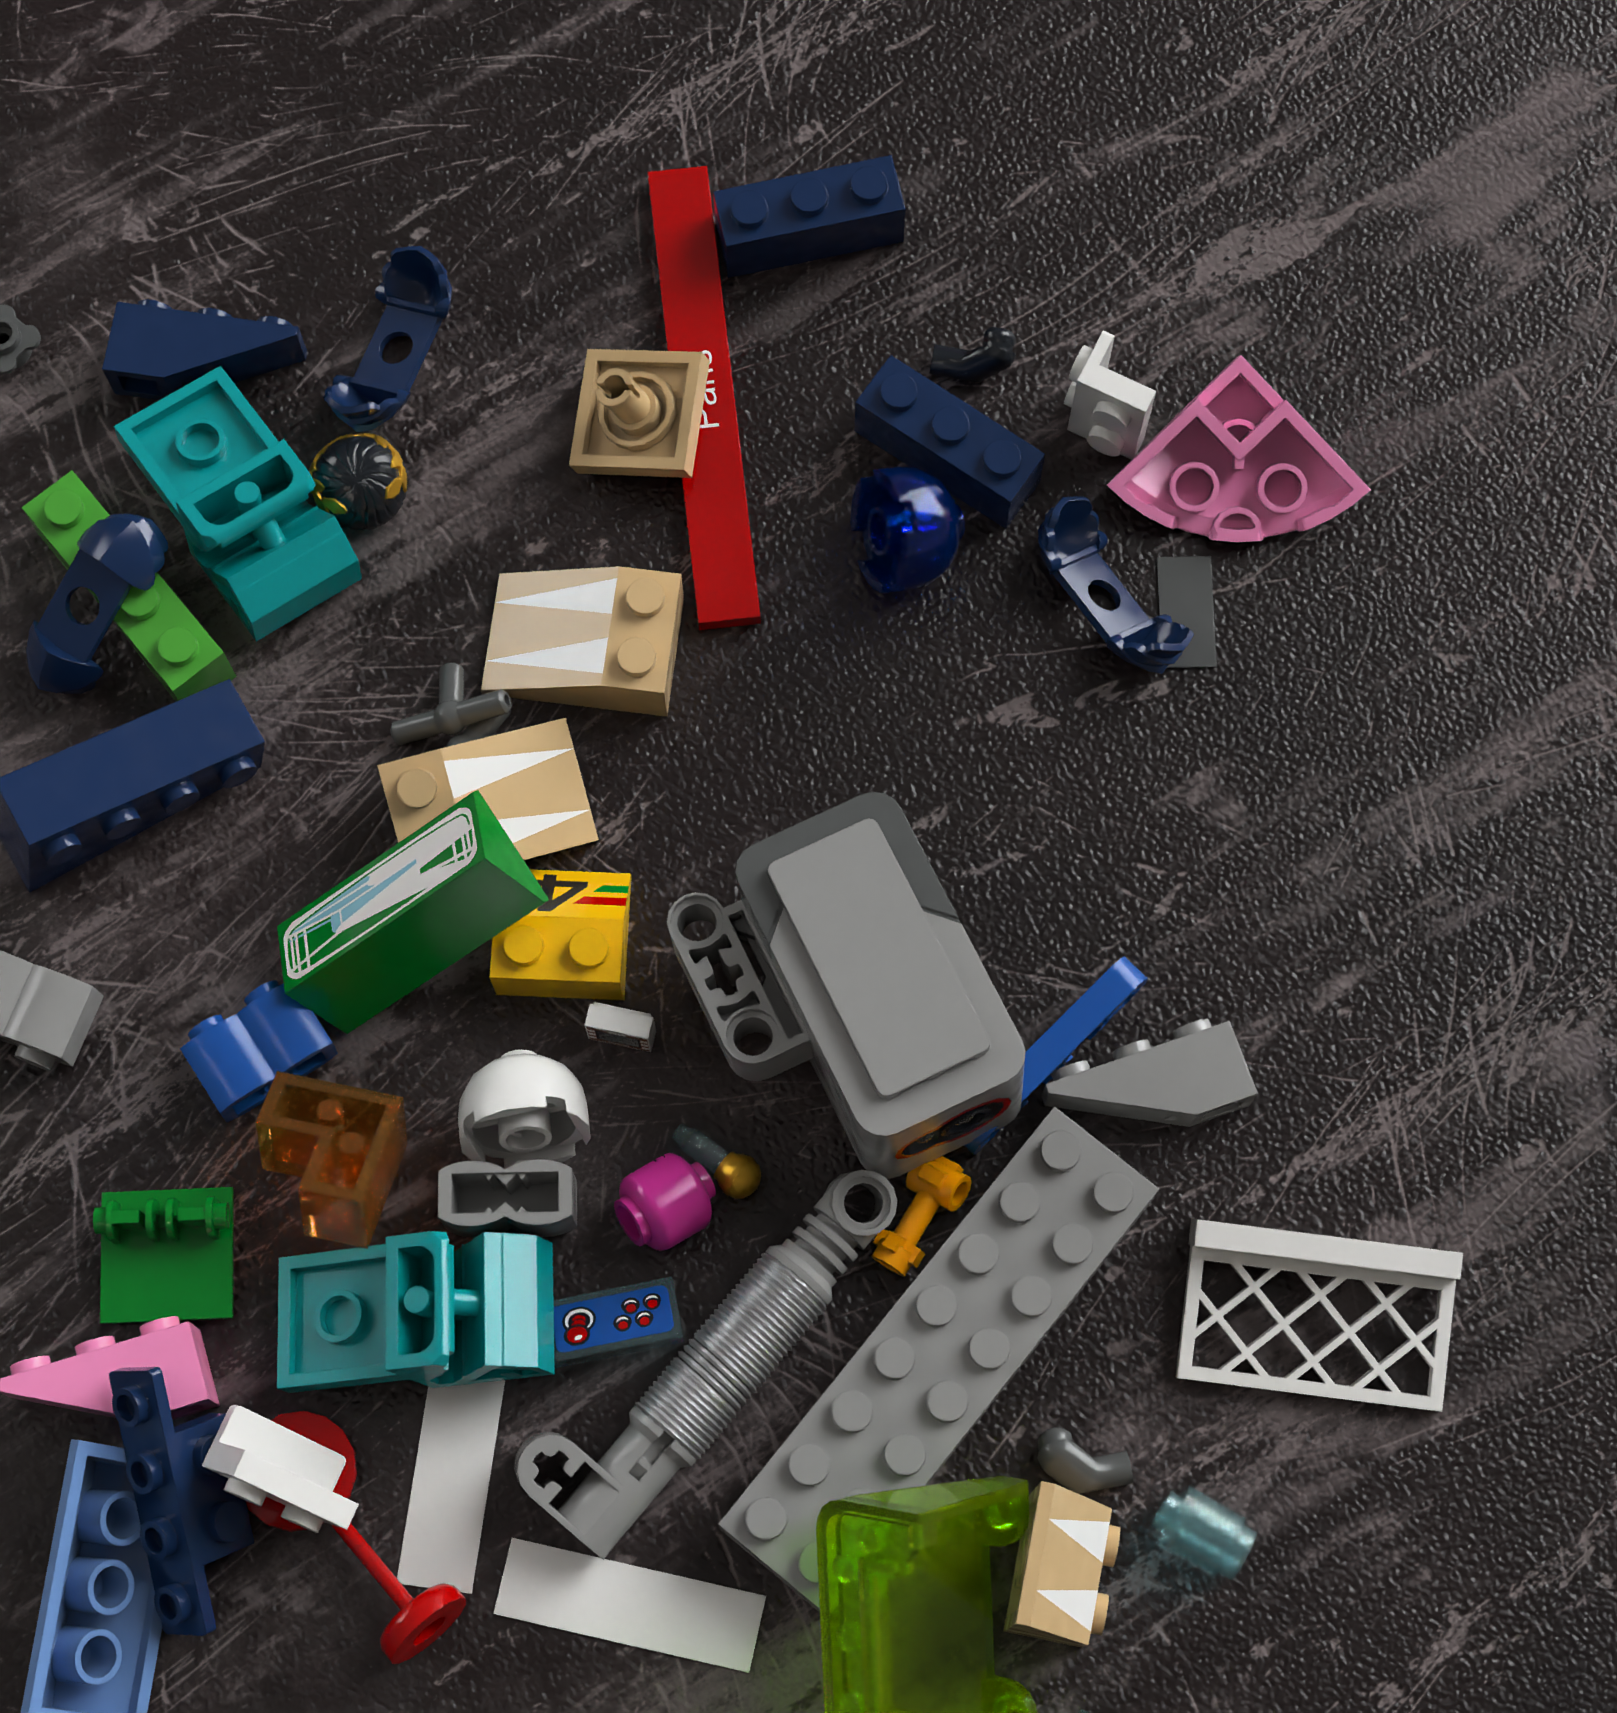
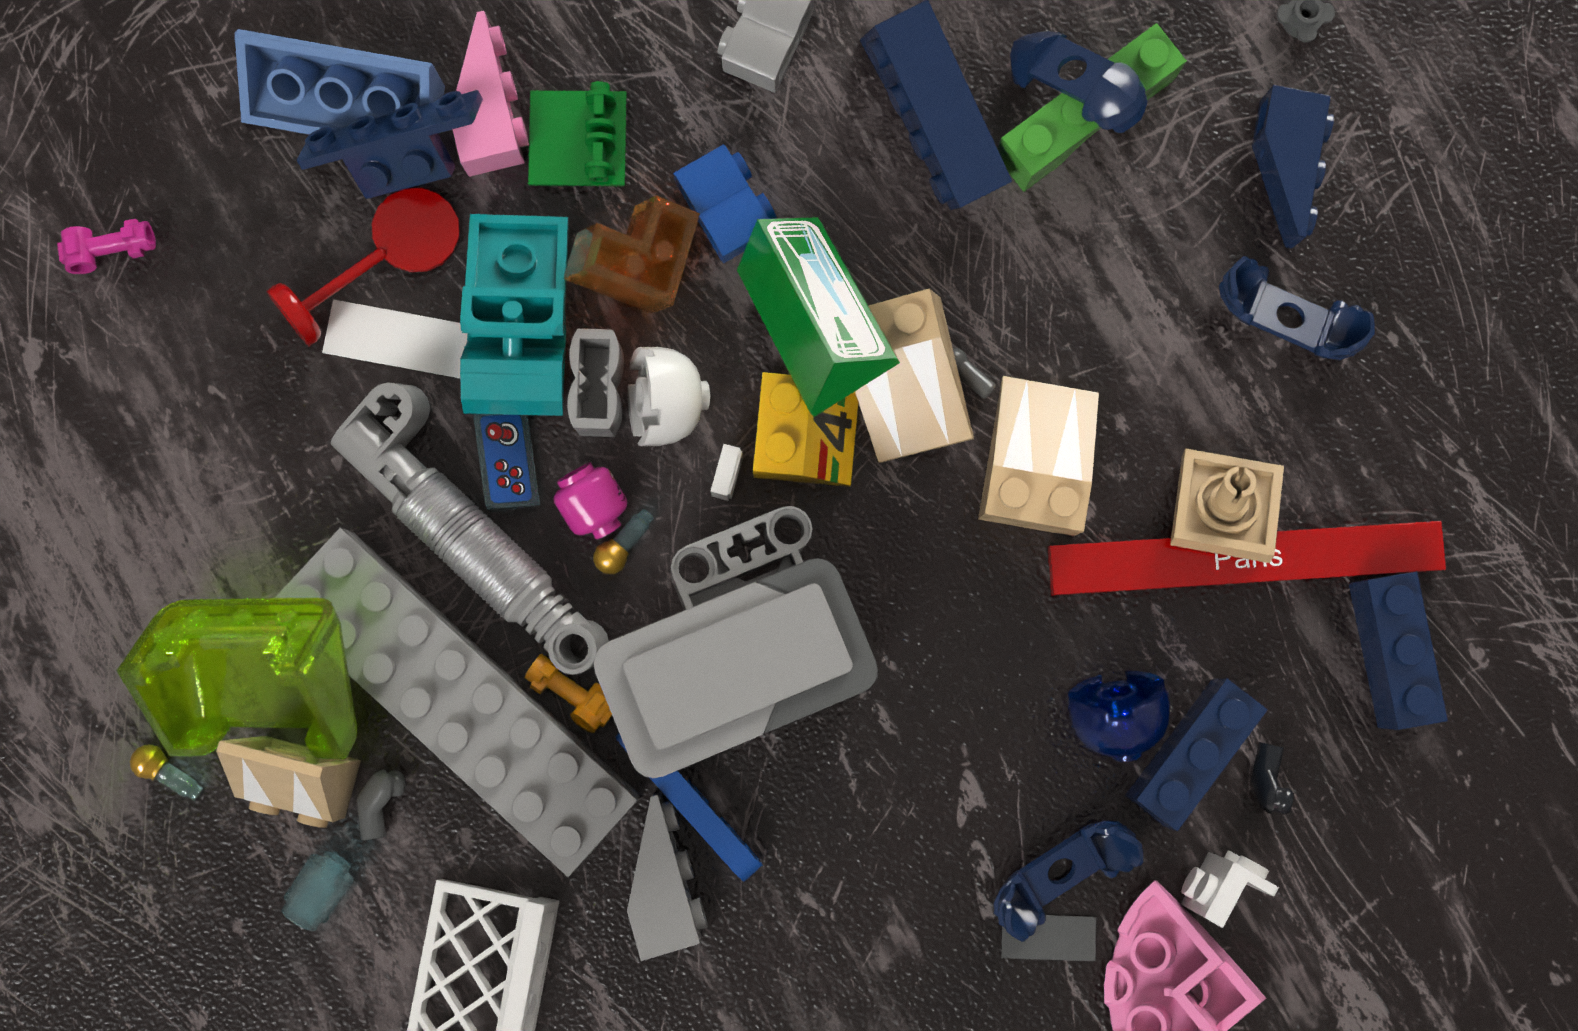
camera: 90 degrees right, 10 degrees up
(240, 502) = (1160, 190): teal piece -> none
(282, 1465) = (401, 211): white bracket -> none
(359, 480) = (1178, 284): black hair -> none
(452, 710) = (982, 352): dark grey piece -> none
(630, 1605) = (304, 466): white sticker -> none

